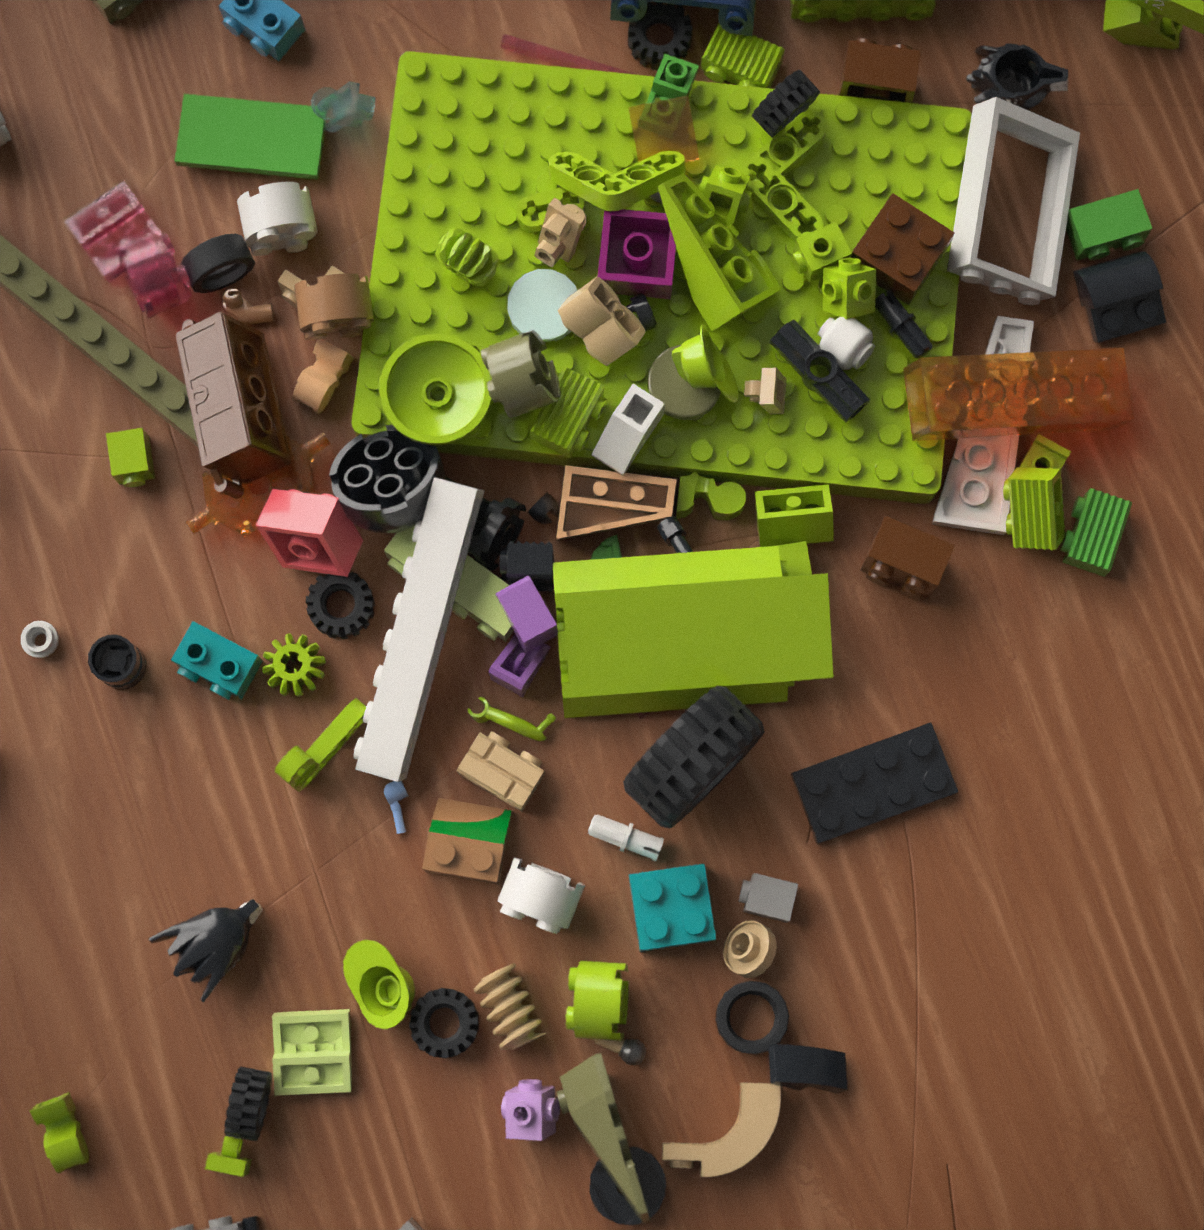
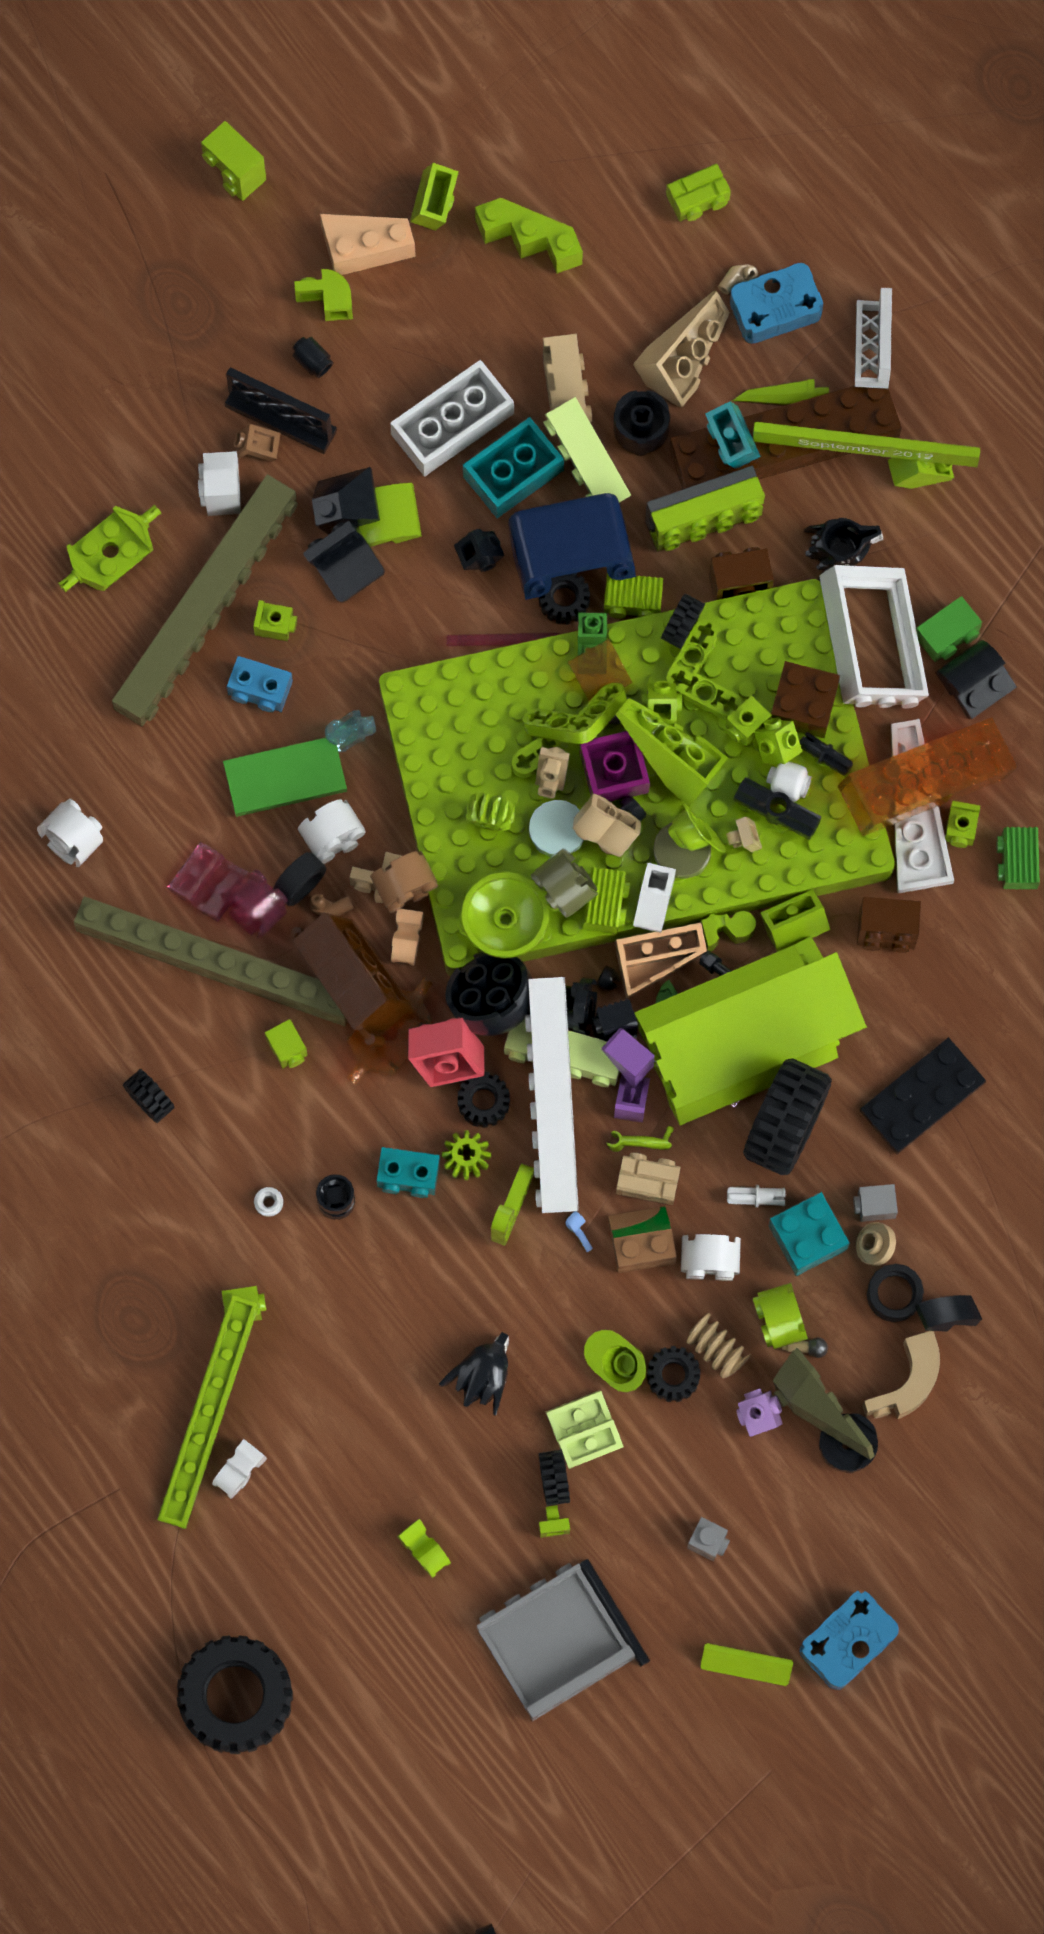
camera: 20 degrees left, 5 degrees down
(1035, 508) = (969, 855): lime brick -> none

